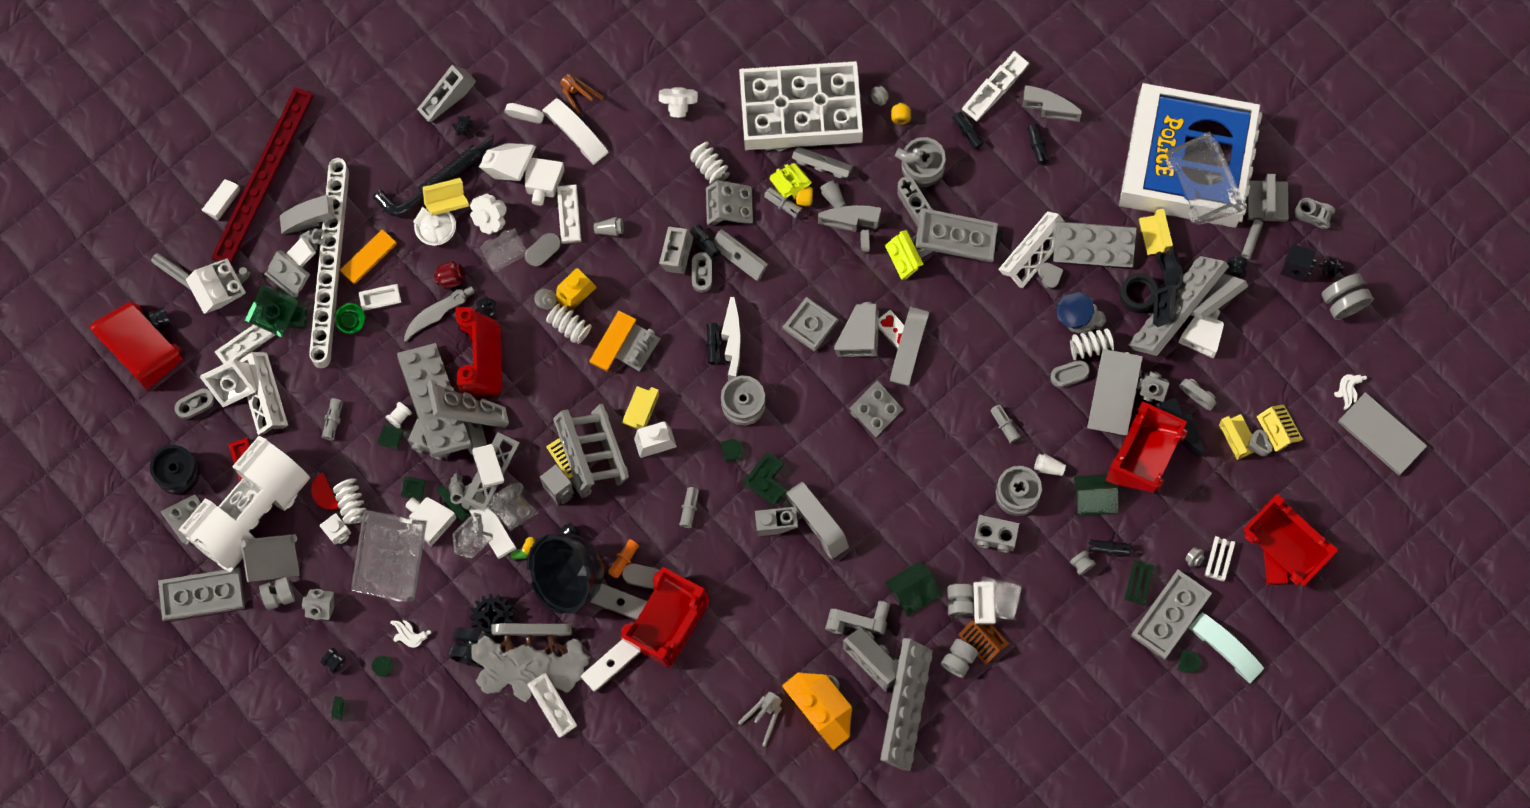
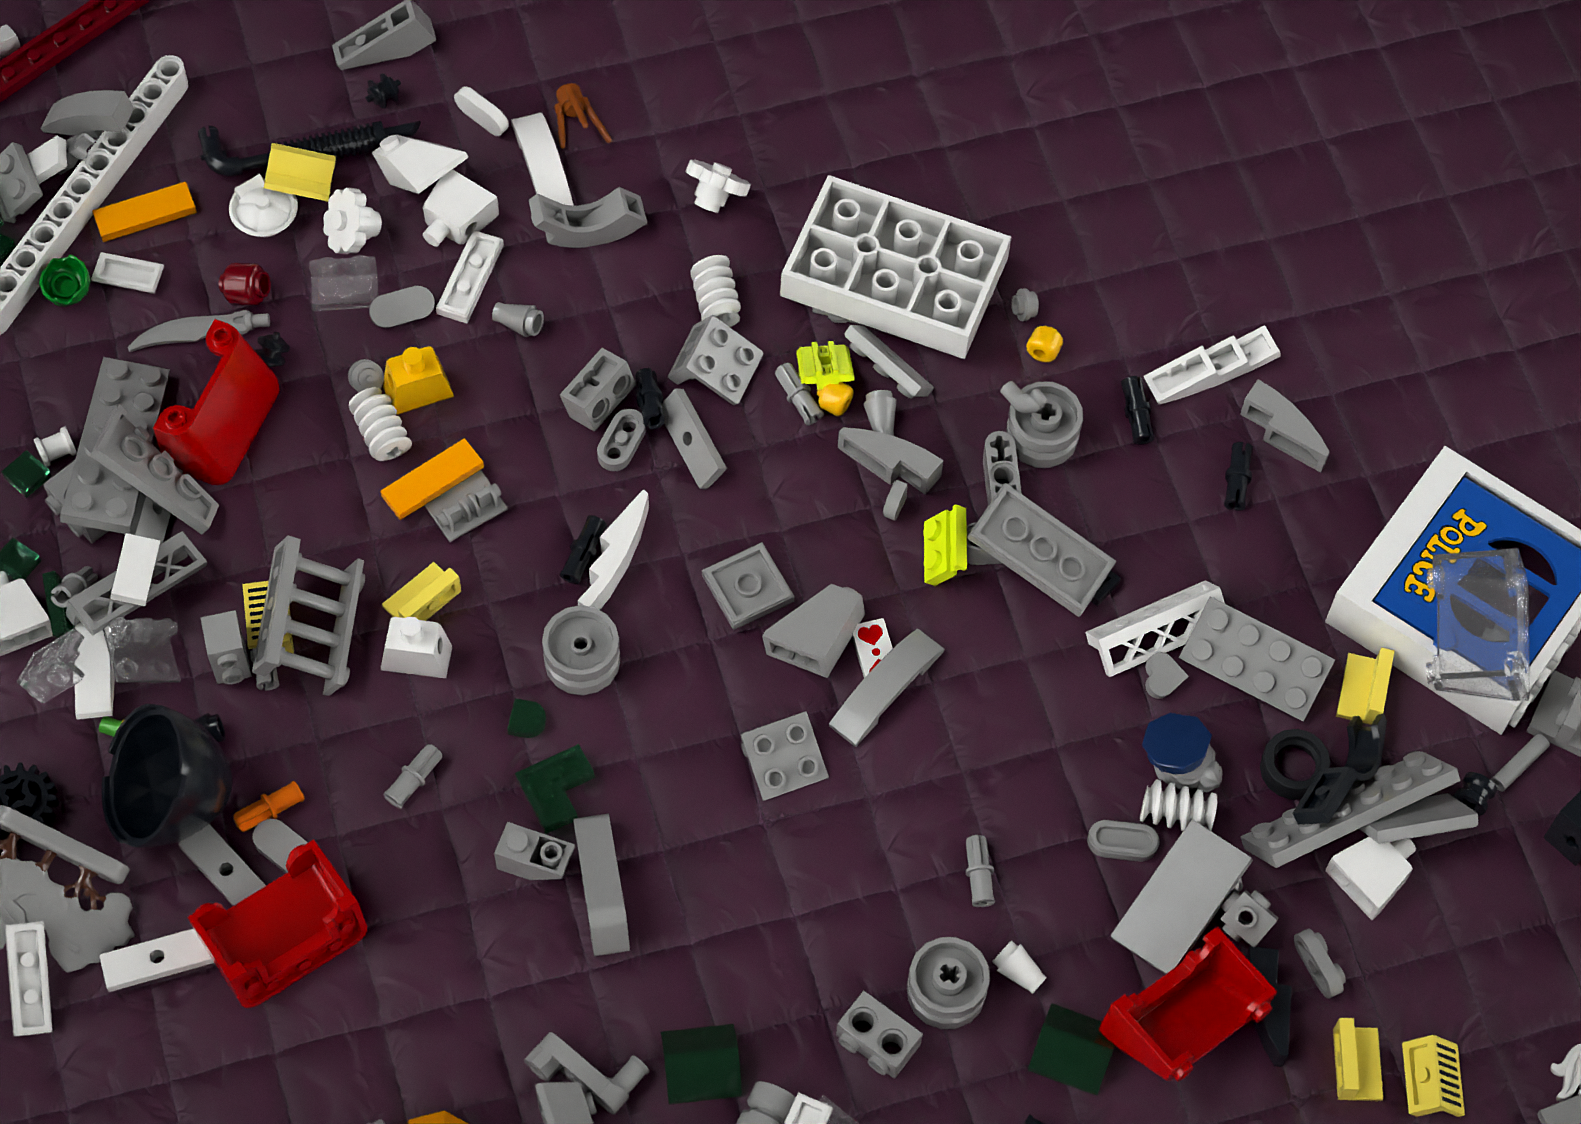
camera: 20 degrees right, 10 degrees down
(620, 153) = (591, 223): none -> light grey arch
(1259, 443) = (1388, 1088): light grey tile -> none

